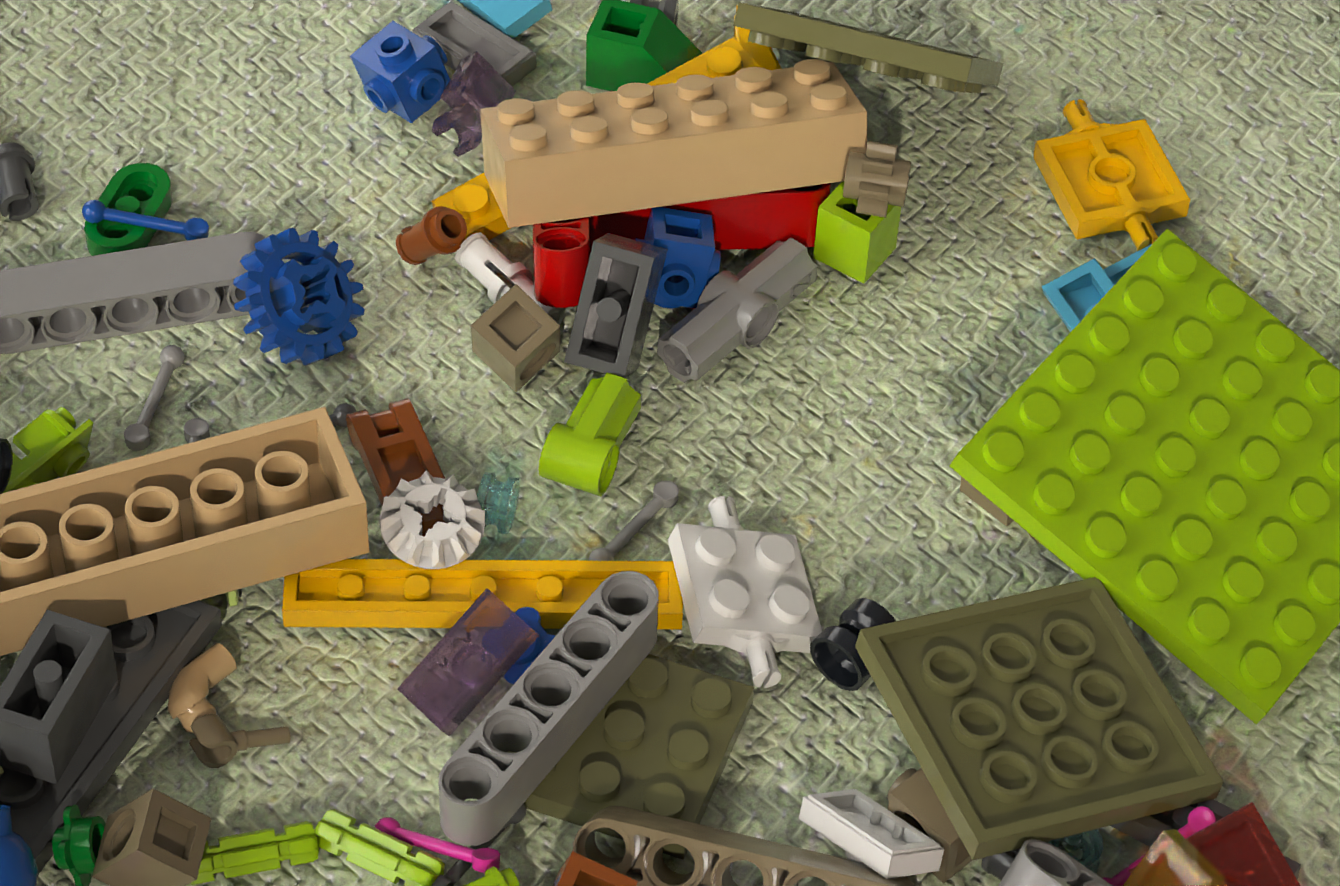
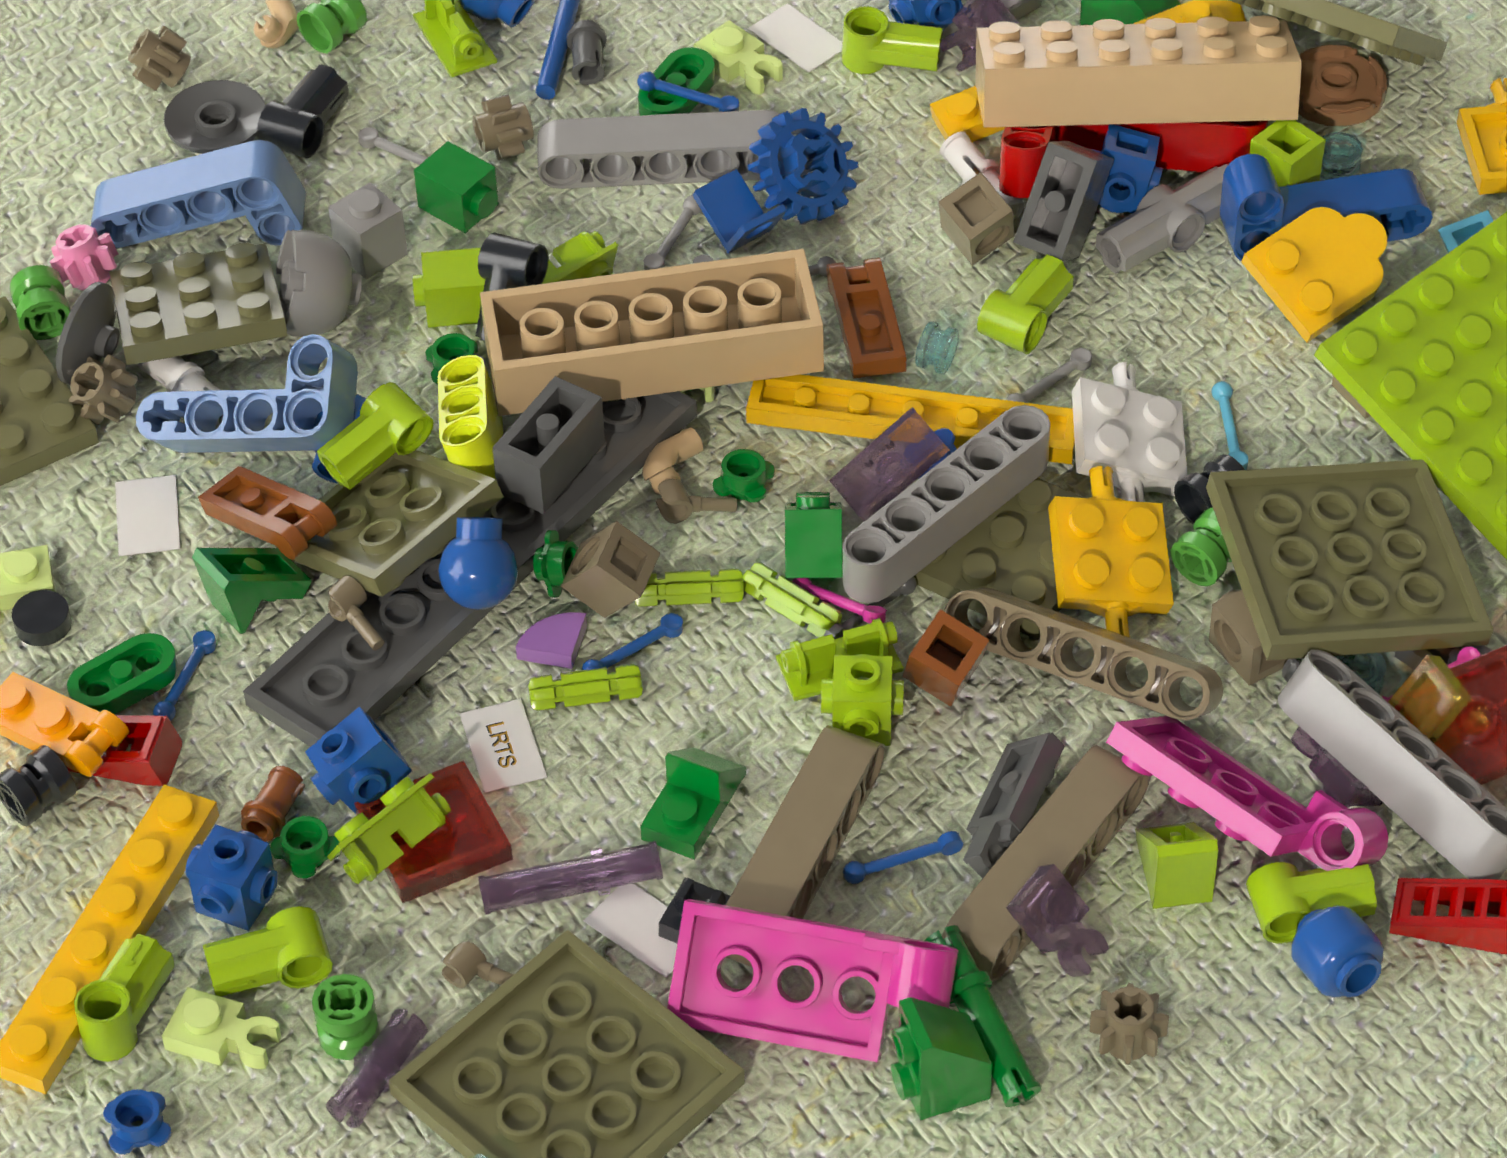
camera: 15 degrees right, 0 degrees up
(196, 165) = (740, 55): none -> yellowish green plate
(224, 360) = (734, 211): none -> blue bracket
(260, 135) = (797, 37): none -> white sticker
(297, 684) = (744, 475): none -> green plate
(353, 132) = (873, 41): none -> lime piece
(393, 767) = (813, 537): none -> green slope
(438, 233) = (928, 128): dark orange pin -> none
(444, 543) = (885, 371): white gear -> none
(752, 741) = (1110, 554): none -> yellow plate
(838, 516) = (1222, 393): none -> medium azure hinge
(861, 722) = (1202, 553): none -> bright green wheel
(871, 833) = (1192, 634): white plate -> none
(876, 179) = (1302, 119): dark tan gear -> none
(902, 288) = (1257, 207): none -> blue beam
(904, 119) = (1340, 86): none -> medium nougat tile
(918, 215) = (1341, 156): none -> clear light blue bush
(922, 350) = (1320, 267): none -> yellow plate

